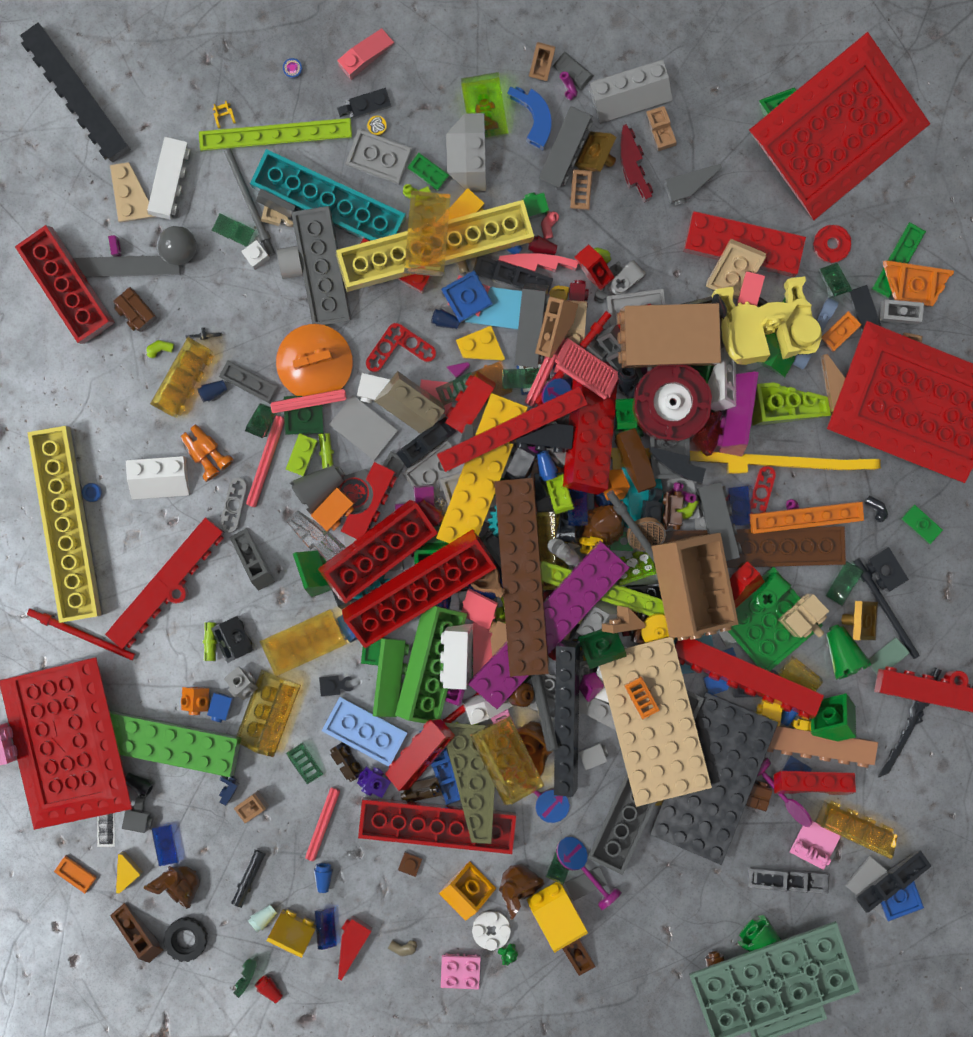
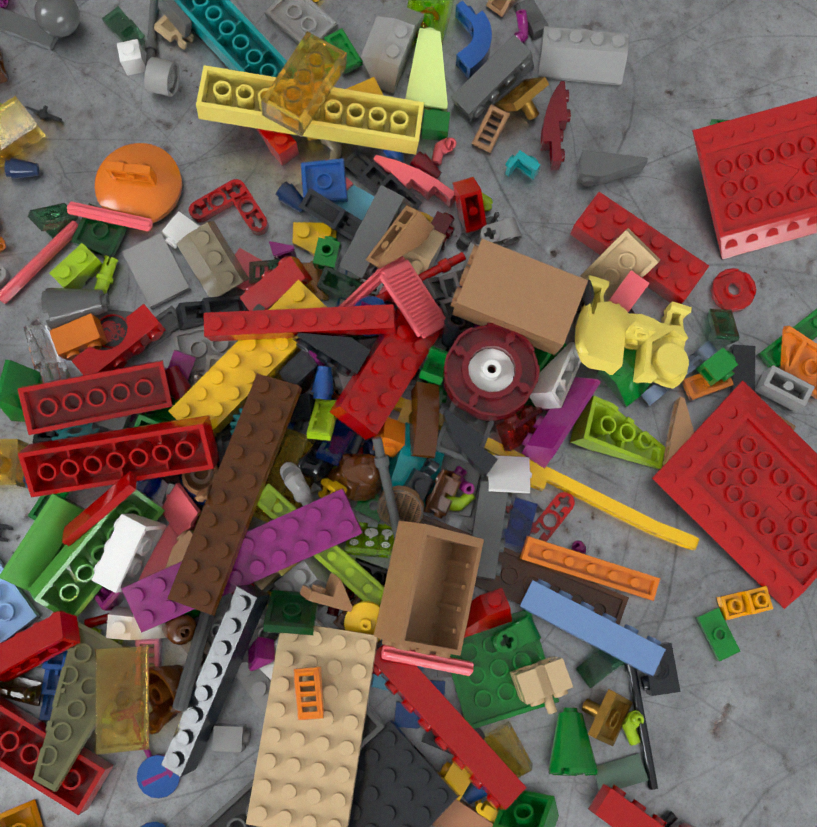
camera: 20 degrees right, 10 degrees down
(248, 382) = (63, 176): dark grey tile -> none
(320, 265) = (179, 124): dark grey plate -> none
(423, 634) = (99, 508): none -> red tile
(489, 323) = (330, 214): none -> black slope
(498, 356) = (327, 253): none -> green brick
(510, 167) = (427, 72): none -> yellowish green slope
(624, 208) = (526, 164): none -> teal bracket
(661, 128) = (598, 105): medium nougat slope -> none
(718, 473) = (510, 475): none -> white piece
(734, 633) = (429, 661): none -> coral axle
(825, 561) = (593, 628): none -> medium blue brick
(844, 317) = (718, 367): none -> green brick
(879, 506) = (677, 594): black arm -> none
(882, 619) = (630, 725): none -> lime arm
(933, 492) = (745, 603): none -> light orange slope

